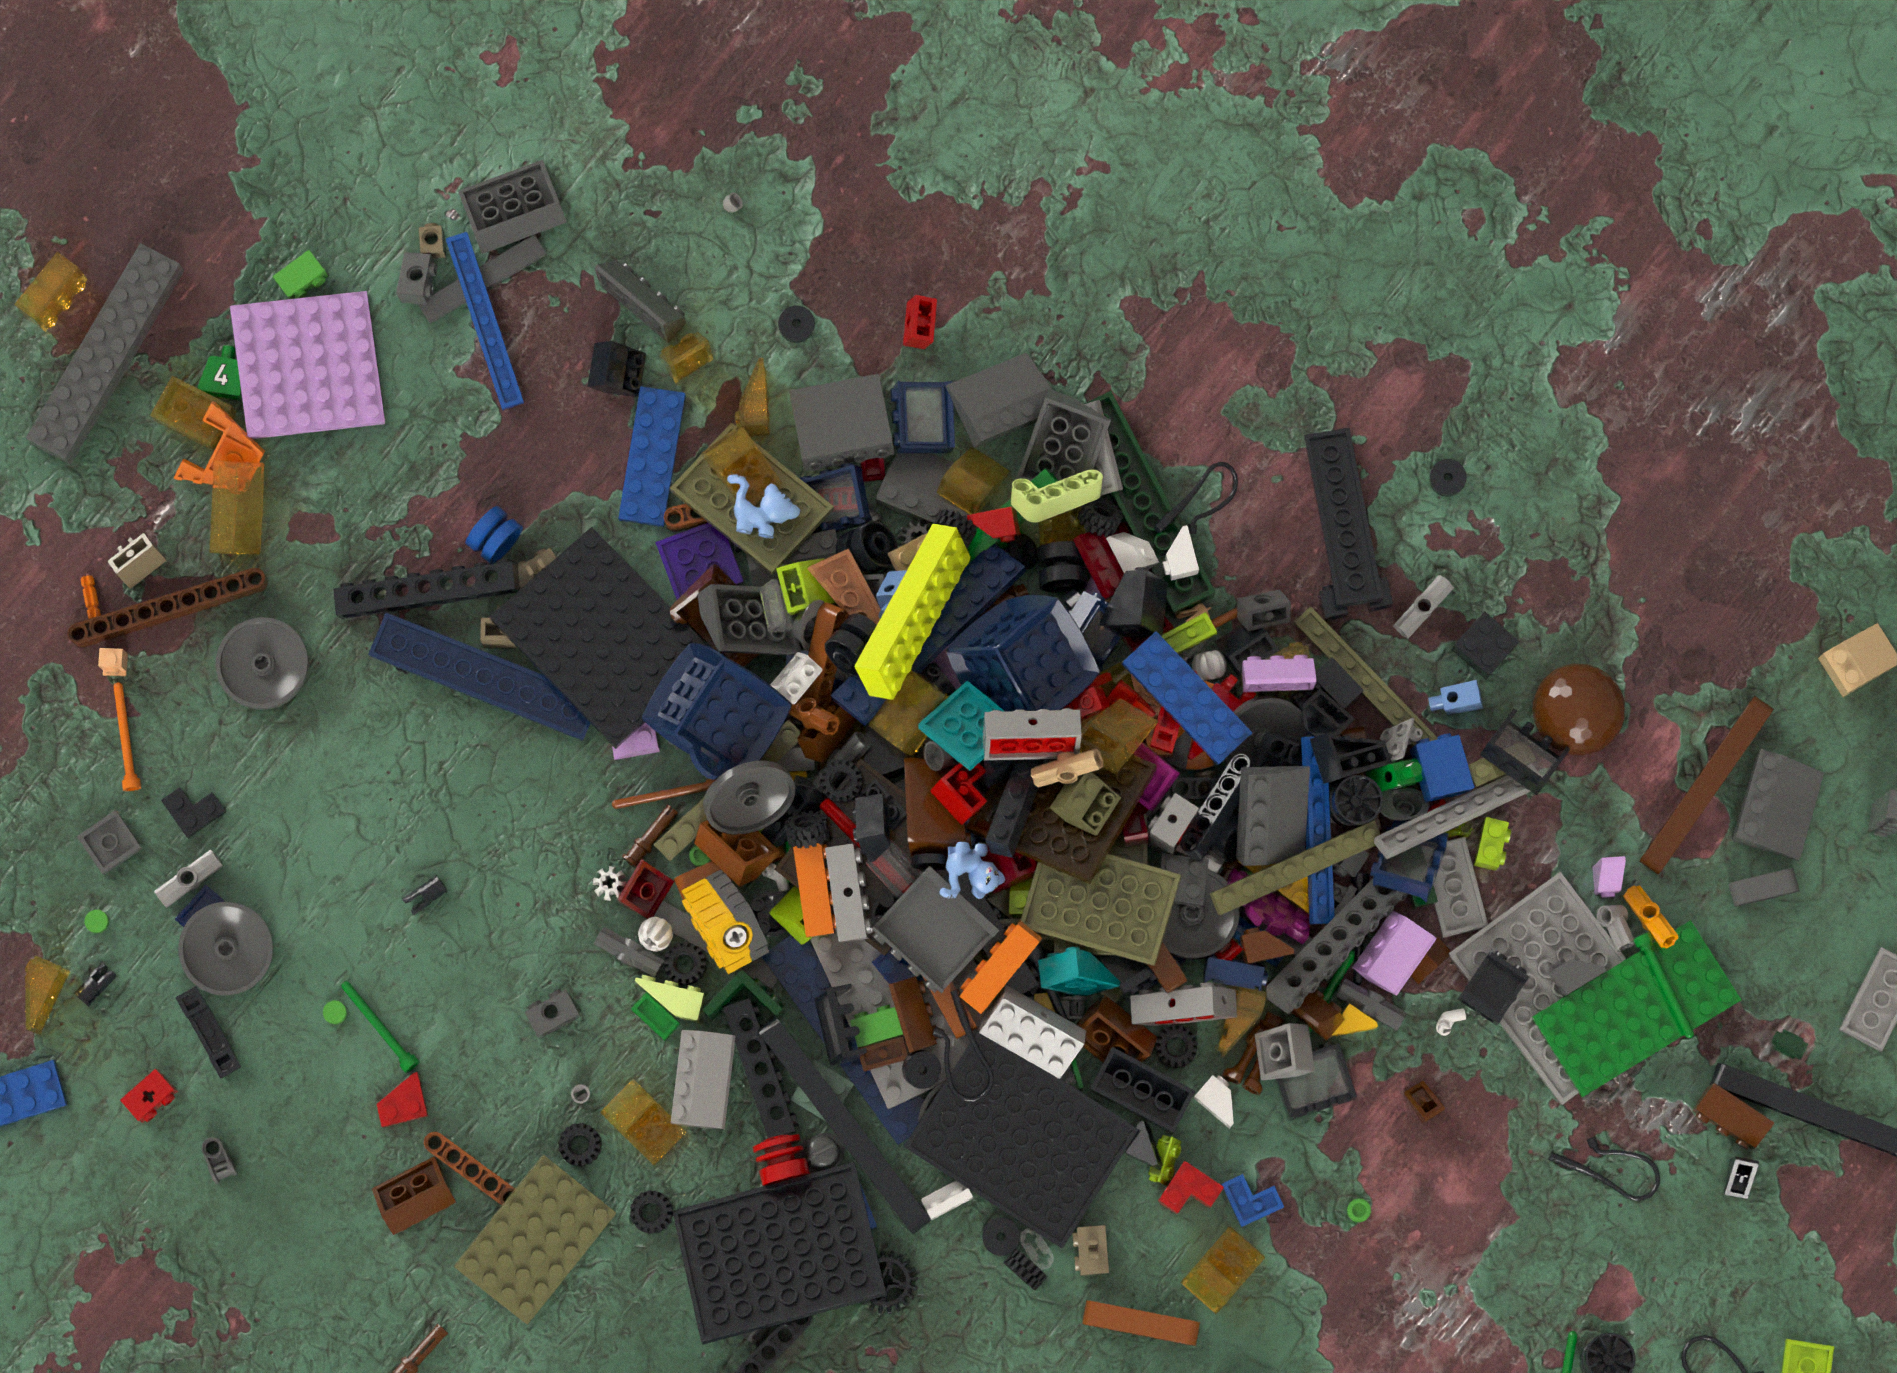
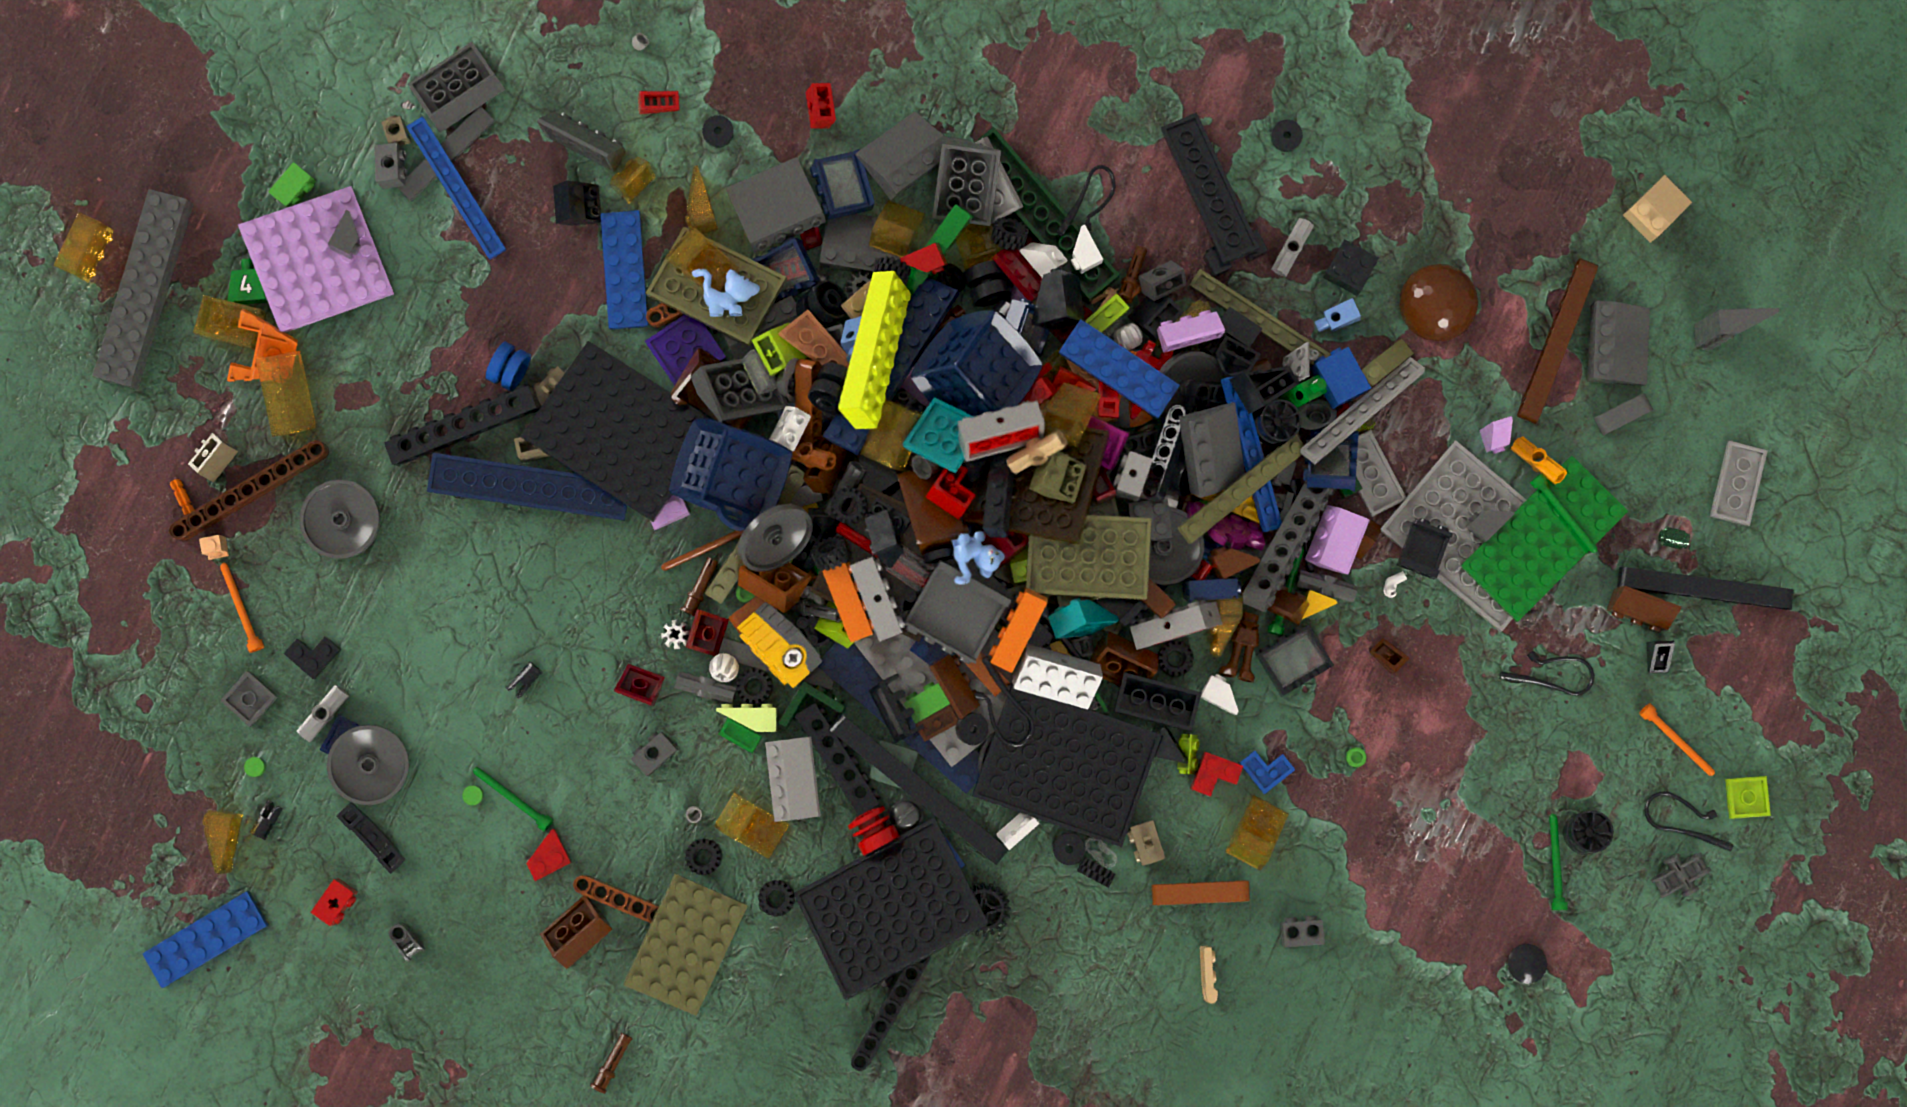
camera: 20 degrees left, 5 degrees up
(347, 348) = (345, 237): none -> dark grey slope
(555, 931) = (640, 684): none -> dark red slope
(735, 283) = (658, 95): none -> red slope
(766, 888) = (806, 607): none -> dark grey pin
(1057, 497) = (966, 230): yellowish green beam -> none
(1225, 603) = (1130, 283): none -> reddish brown pin
(1284, 1051) = (1267, 643): light grey slope -> none
(1491, 843) = (1394, 430): lime brick -> none
(1522, 755) = (1404, 352): window -> none
(1615, 920) = (1512, 474): light grey piece -> none
(1714, 1242) = (1649, 713): none -> orange piece

